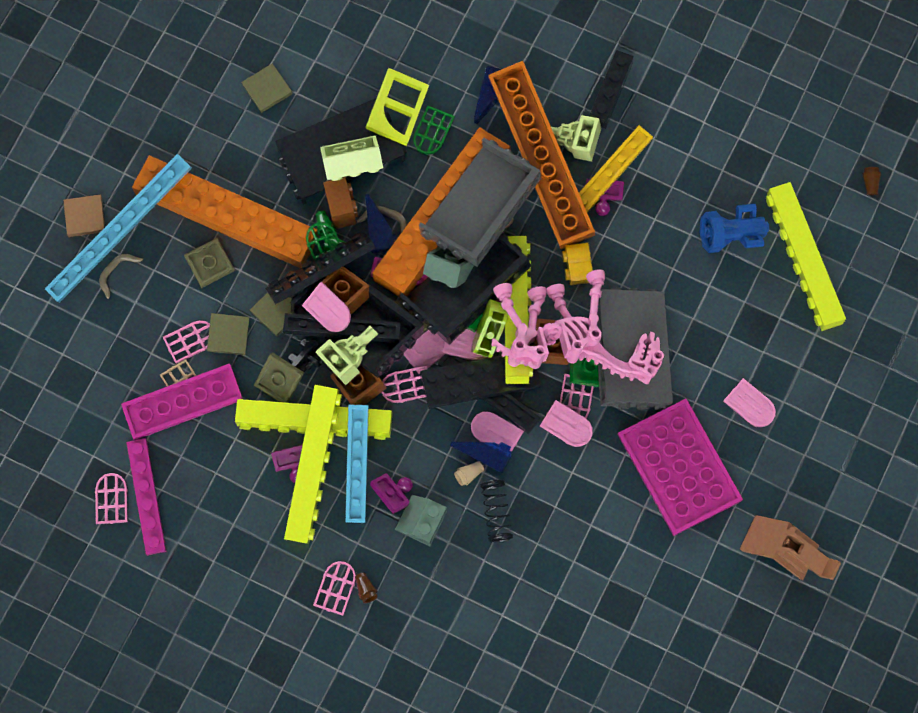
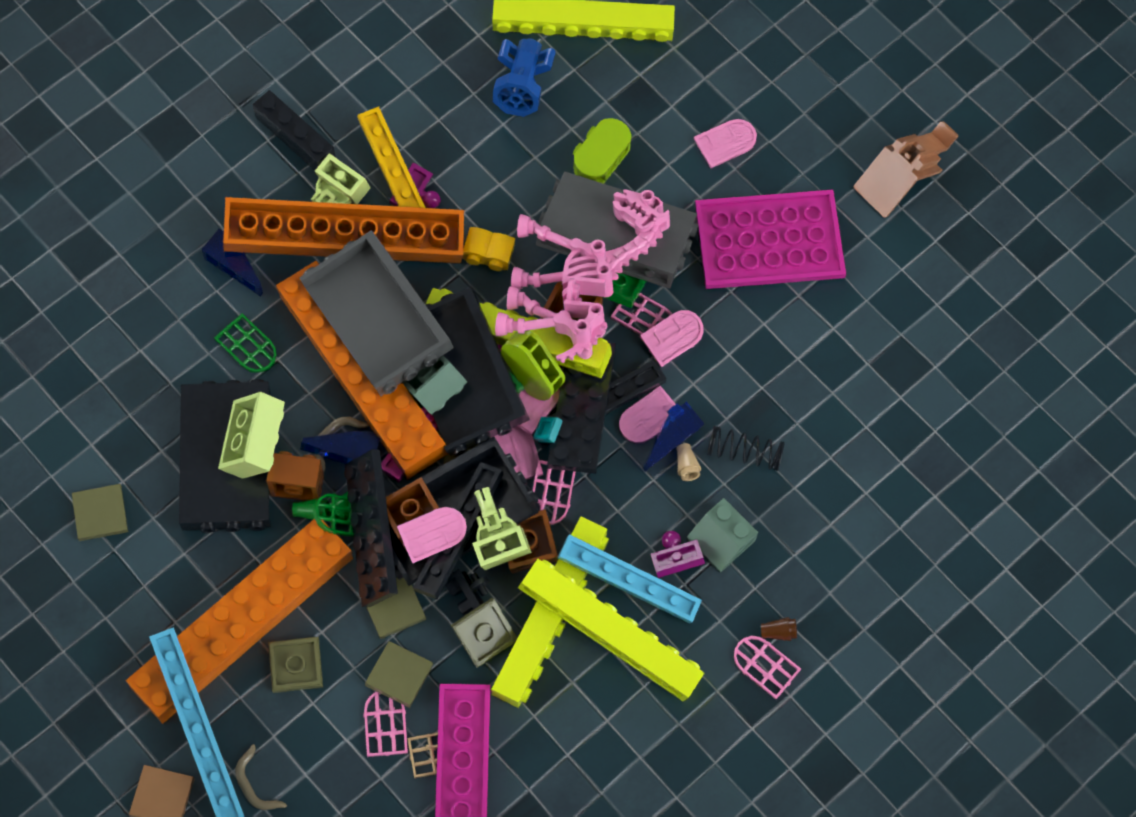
camera: 75 degrees left, 5 degrees down
(287, 459) = (588, 657): magenta plate -> none
(377, 121) = (213, 393): neon yellow window -> none
(448, 361) = (547, 429): none -> teal tile
(696, 314) = (602, 150): none -> lime brick

